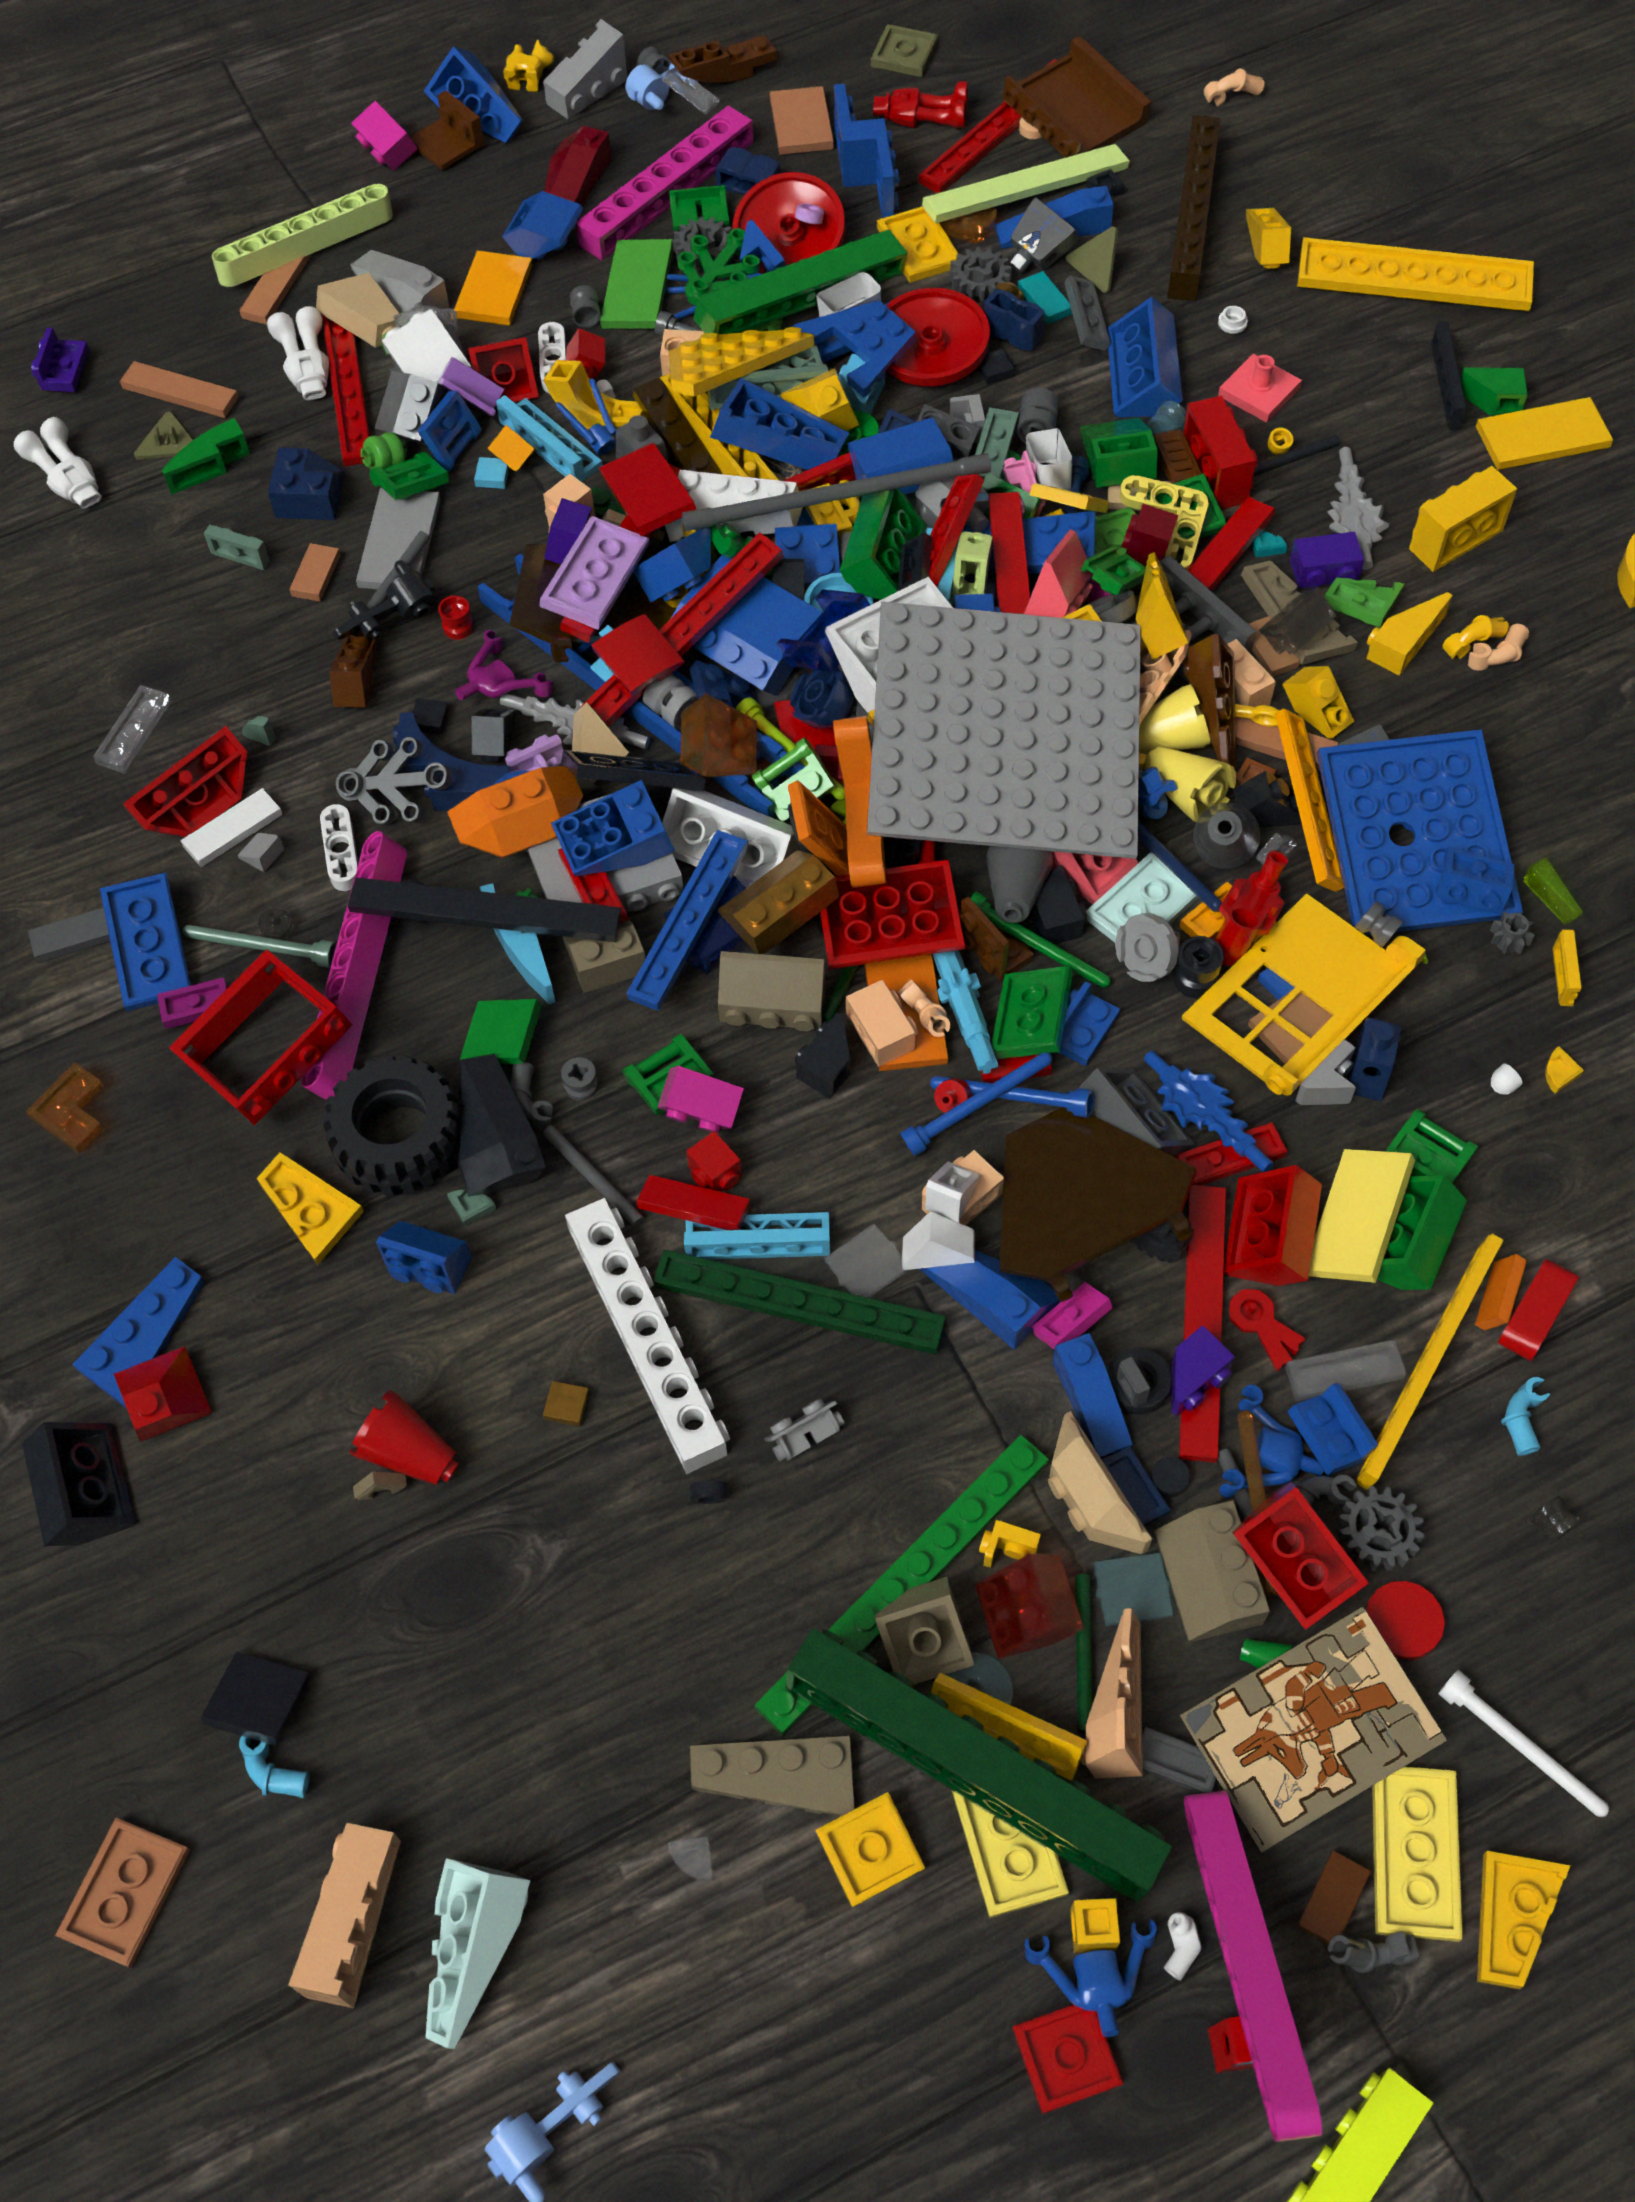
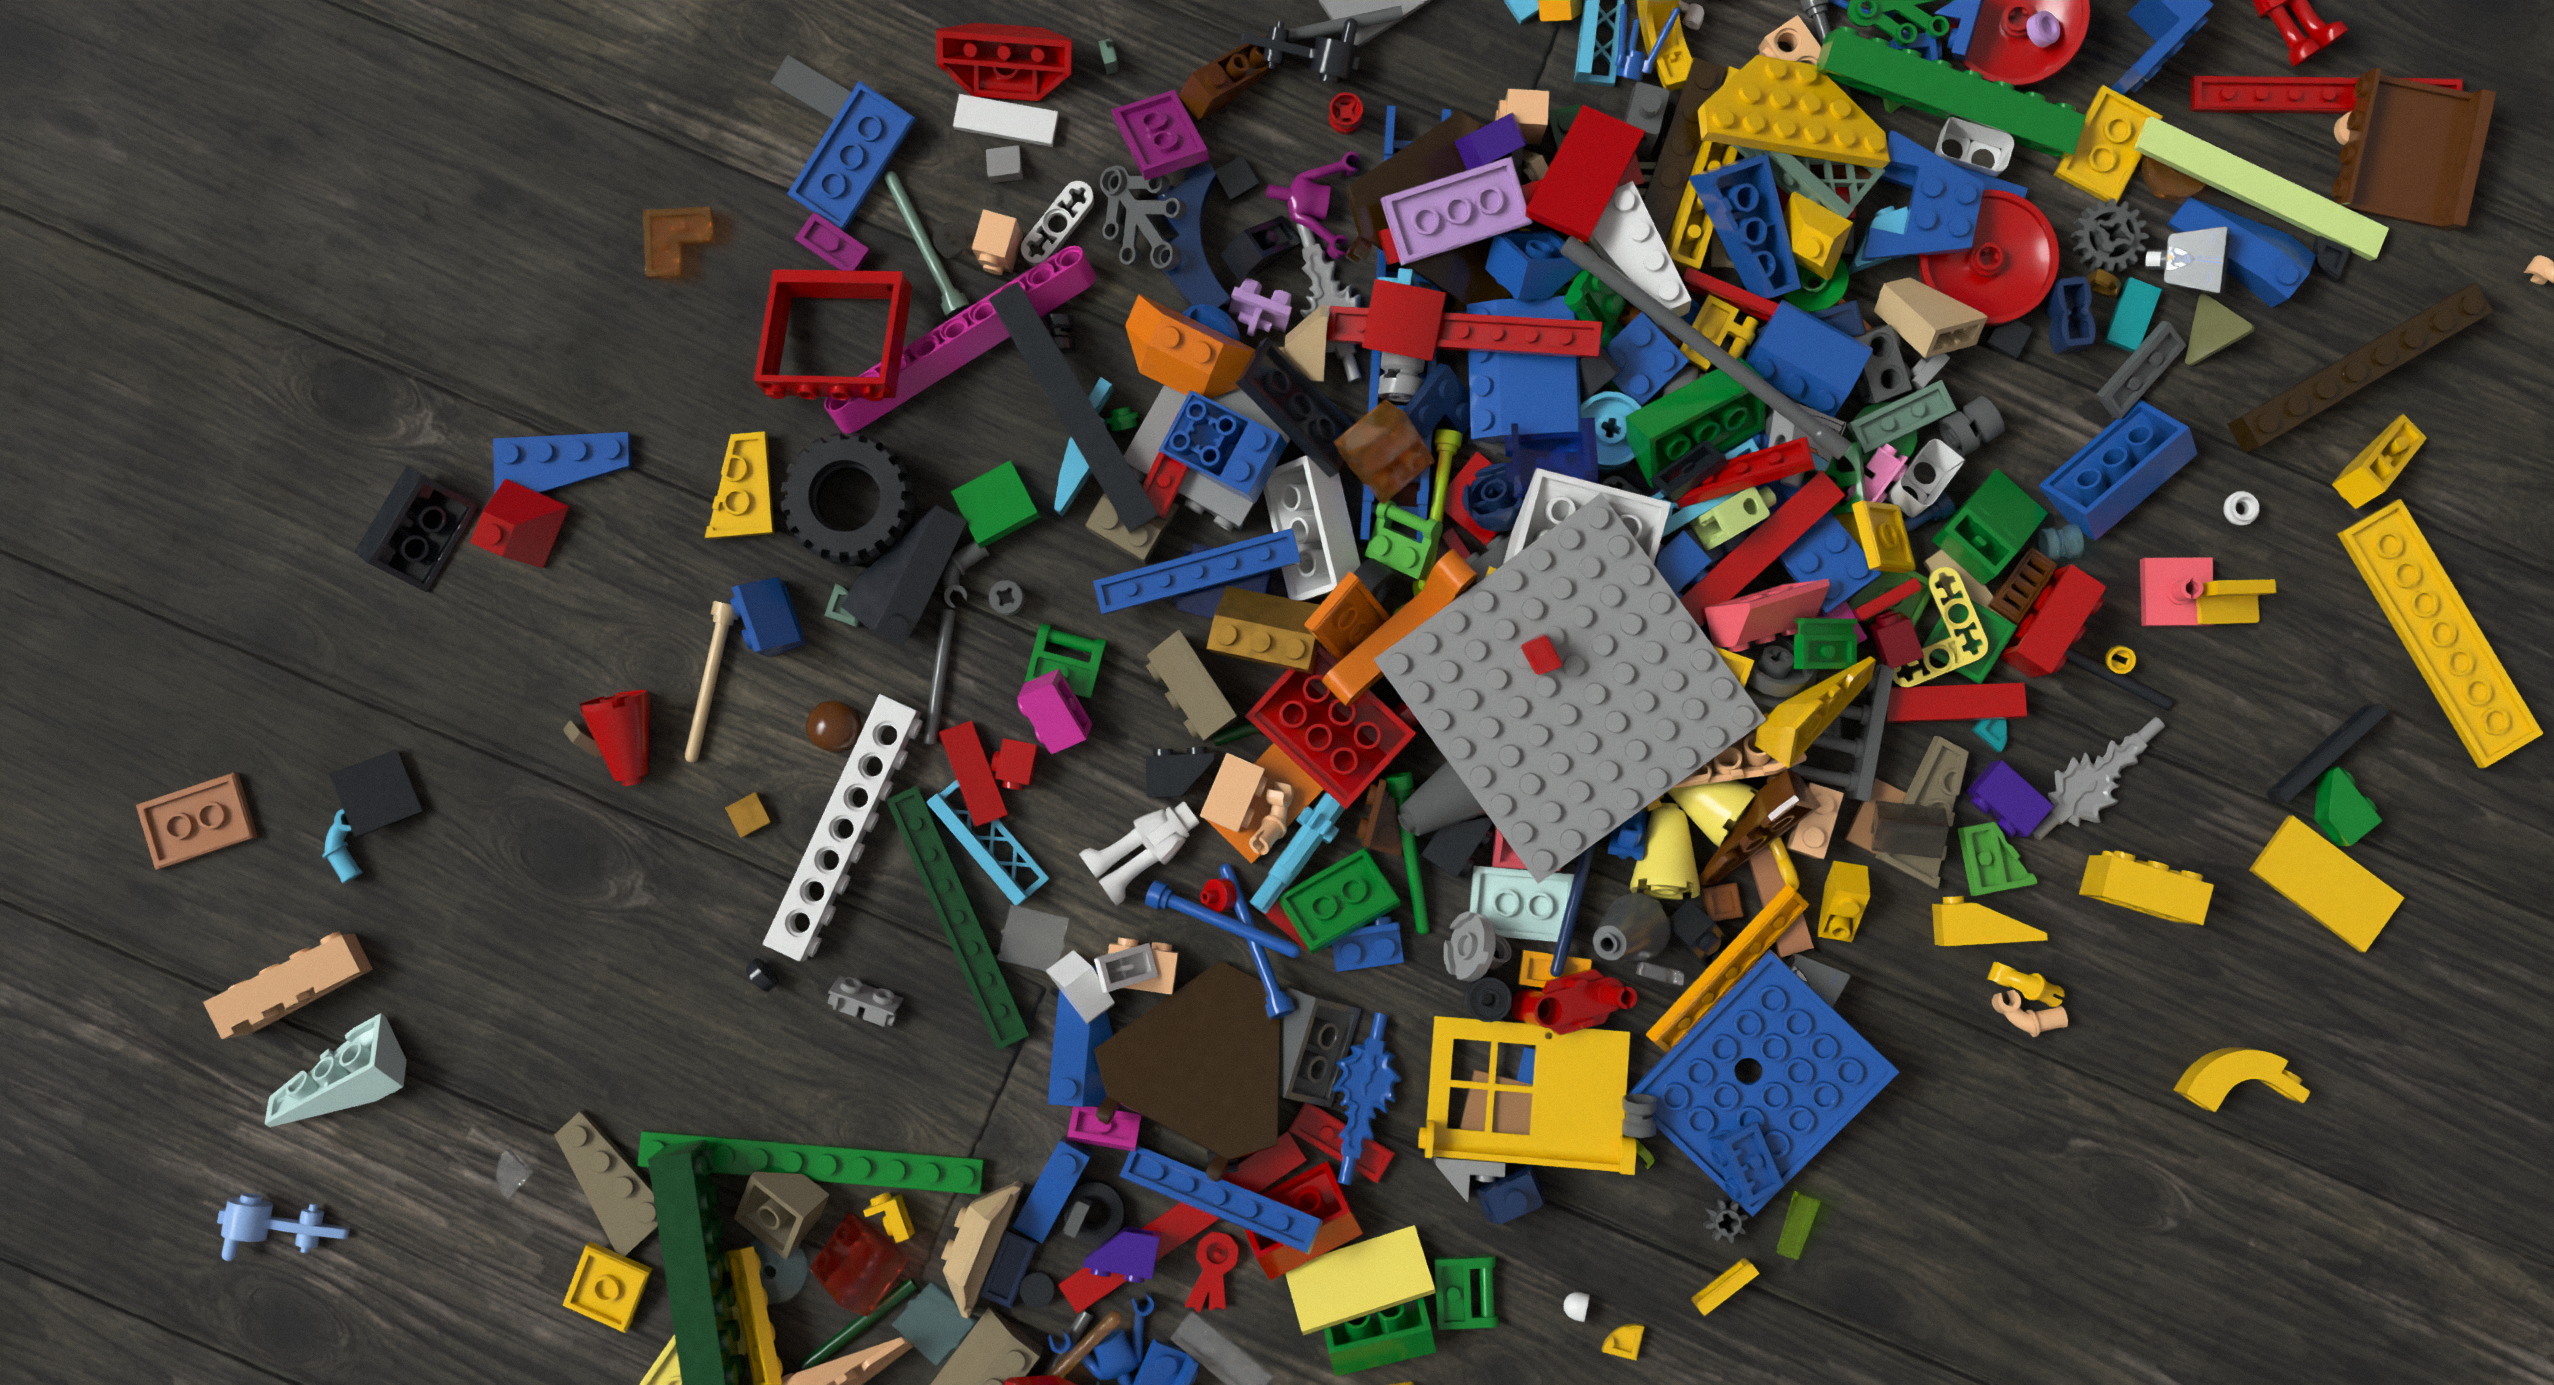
camera: 50 degrees right, 25 degrees up
(312, 882) = (997, 242): none -> light nougat brick
(350, 726) = (1160, 135): none -> magenta plate
(388, 1294) = (723, 616): none -> tan piece
(557, 1282) = (833, 726): none -> reddish brown hair
(865, 1106) = (1158, 831): none -> white piece
(939, 385) = (1928, 317): none -> tan slope
(965, 712) = (1541, 654): none -> red slope
(1117, 524) = (1886, 599): none -> red tile
(1207, 1259) = (1222, 1199): none -> blue plate
(1290, 359) = (2232, 601): none -> yellow panel

